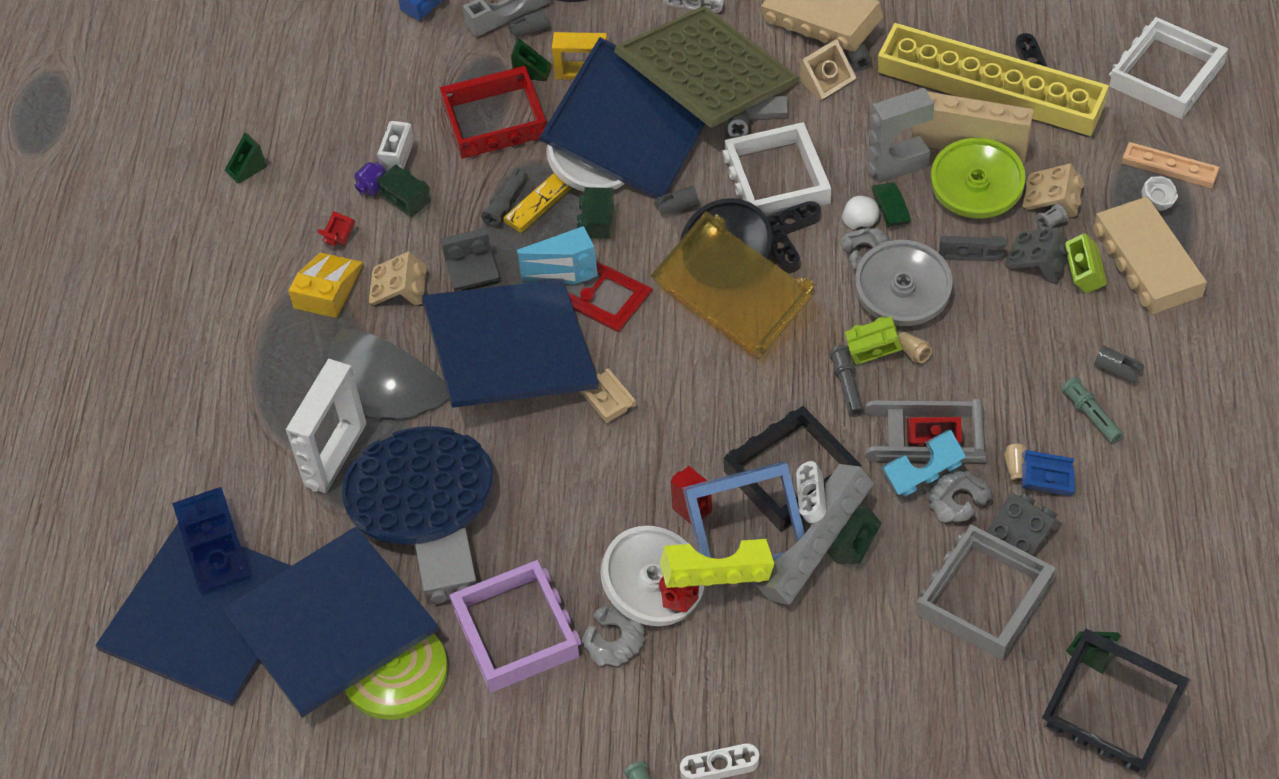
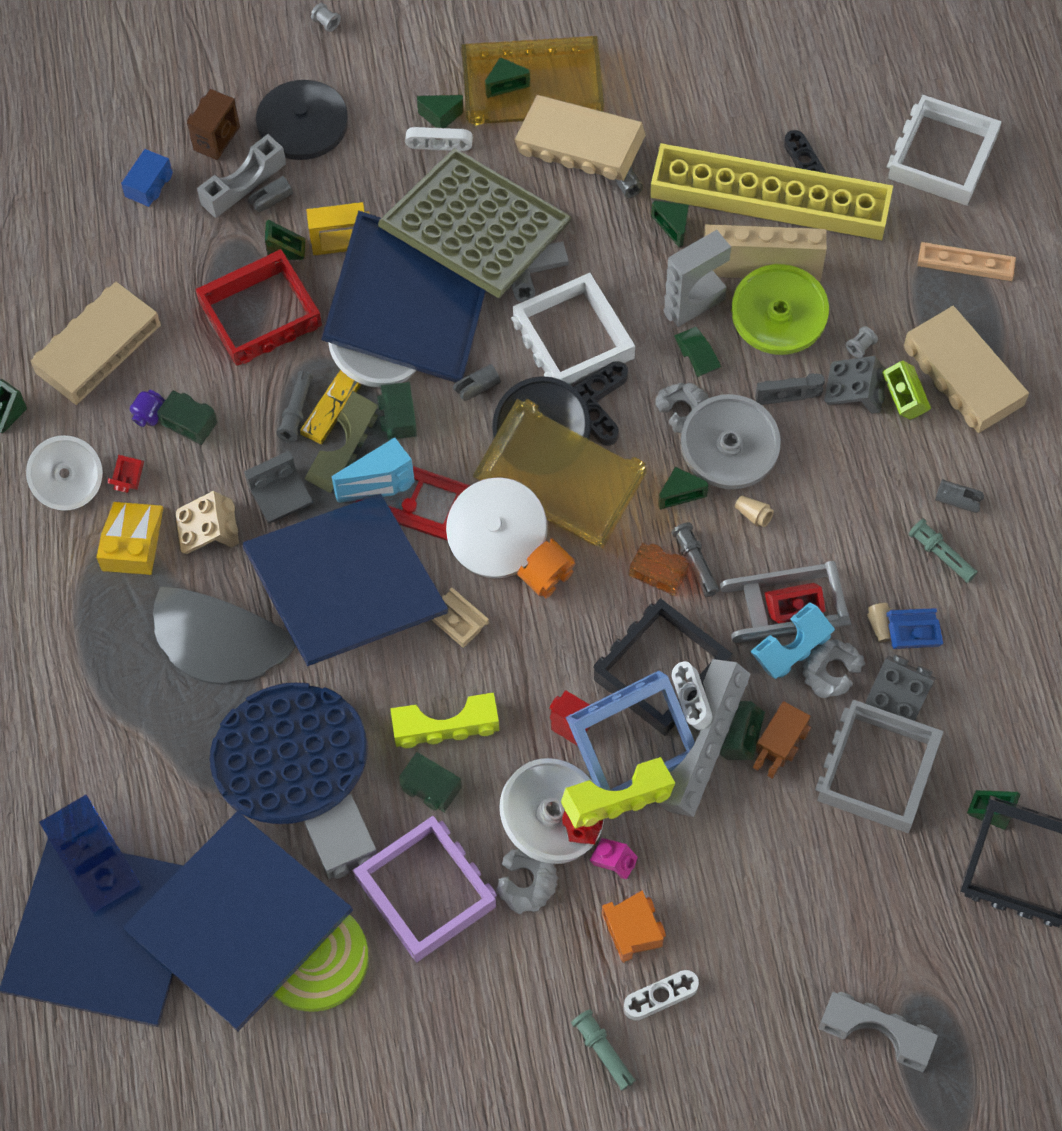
camera: 15 degrees left, 10 degrees up
(277, 203) = (83, 469): none -> white dish
(335, 385) = (183, 711): white window -> none
(340, 120) = (95, 342): none -> tan brick
(396, 145) = (165, 367): white brick -> none
(543, 533) = (430, 782): none -> clear green brick
(556, 213) = (354, 418): none -> olive arch
(602, 483) = (414, 727): none -> neon yellow arch
(663, 323) = (496, 527): none -> white dish
(701, 363) = (546, 568): none -> orange brick
(705, 629) = (614, 857): none -> dark pink bracket
(707, 694) = (633, 925): none -> orange hips
(809, 382) = (659, 568): none -> clear orange brick
(826, 70) = (599, 206): tan slope -> none
(844, 316) = (682, 488): none -> dark green slope
(861, 212) = (668, 366): white hair -> none
(873, 340) = (713, 511): lime brick -> none
(891, 85) = (672, 219): none -> dark green slope
(894, 550) = (782, 737): none -> dark orange hinge
(1054, 186) = (857, 308): tan bracket -> none
(1160, 192) = (963, 296): white hair -> none

